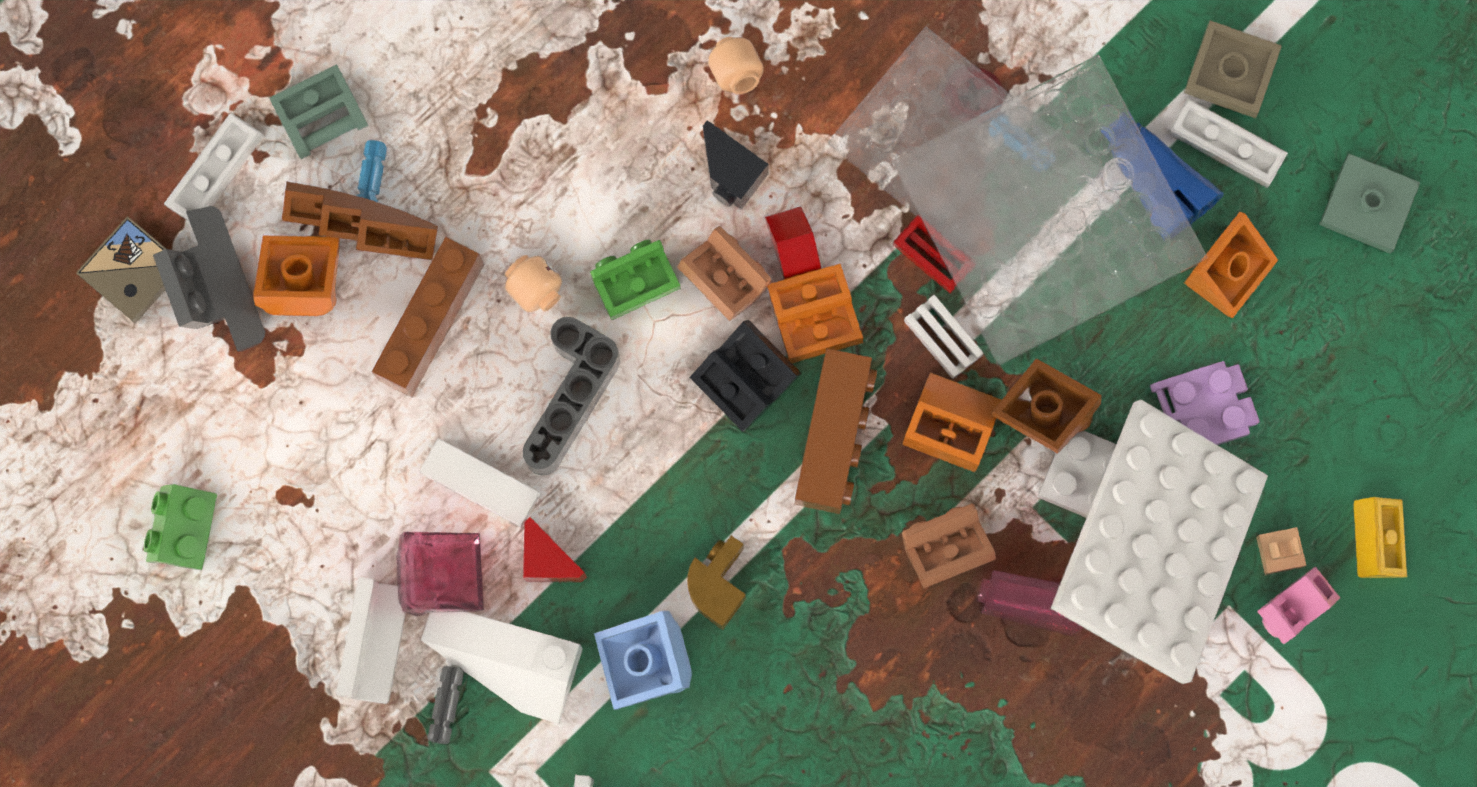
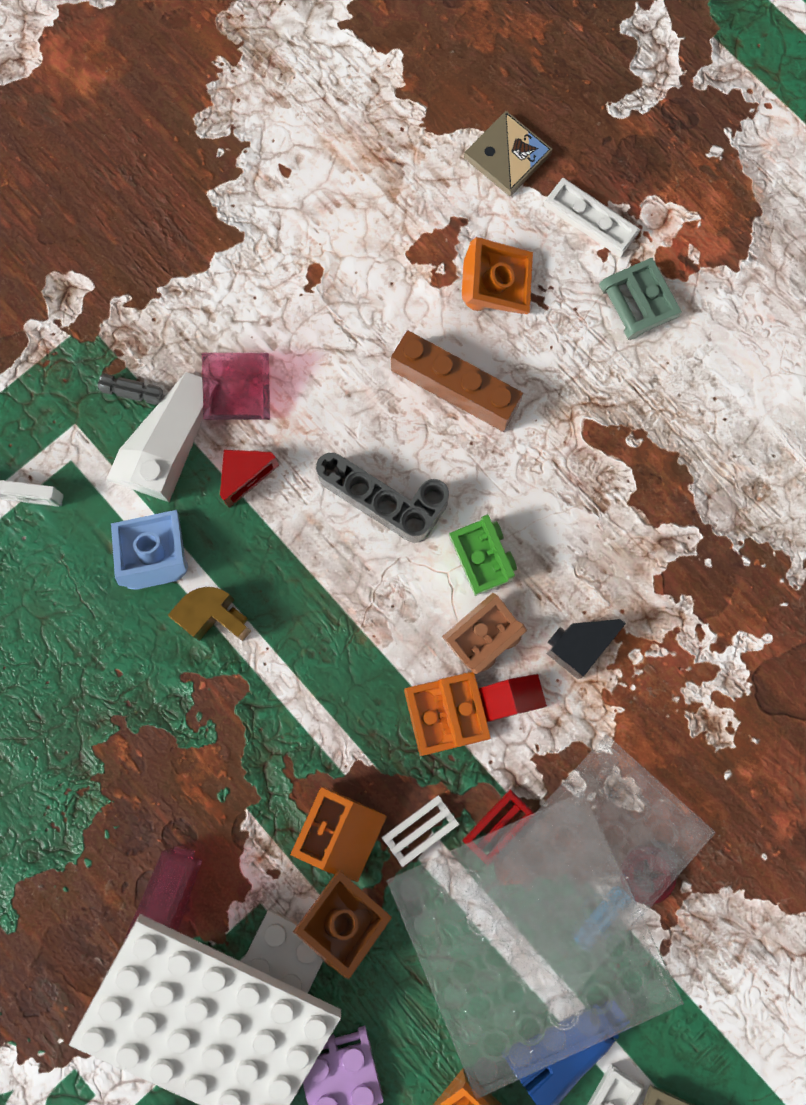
camera: 90 degrees right, 0 degrees up
(180, 526) = (291, 188): bright green bracket -> none
(209, 282) = (493, 207): dark grey plate -> none
(351, 217) = (538, 337): dark orange slope -> none
(371, 643) = (185, 330): white panel -> none
(372, 170) = (582, 339): dark azure axle -> none
(479, 482) = (313, 421): white tile -> none
(533, 283) = (481, 468): light nougat head -> none
(735, 65) = (679, 653): light nougat head -> none
(745, 375) = (393, 649): black slope -> none
(833, 431) = (336, 723): dark orange brick -> none
(947, 545) = (226, 822): nougat bracket -> none

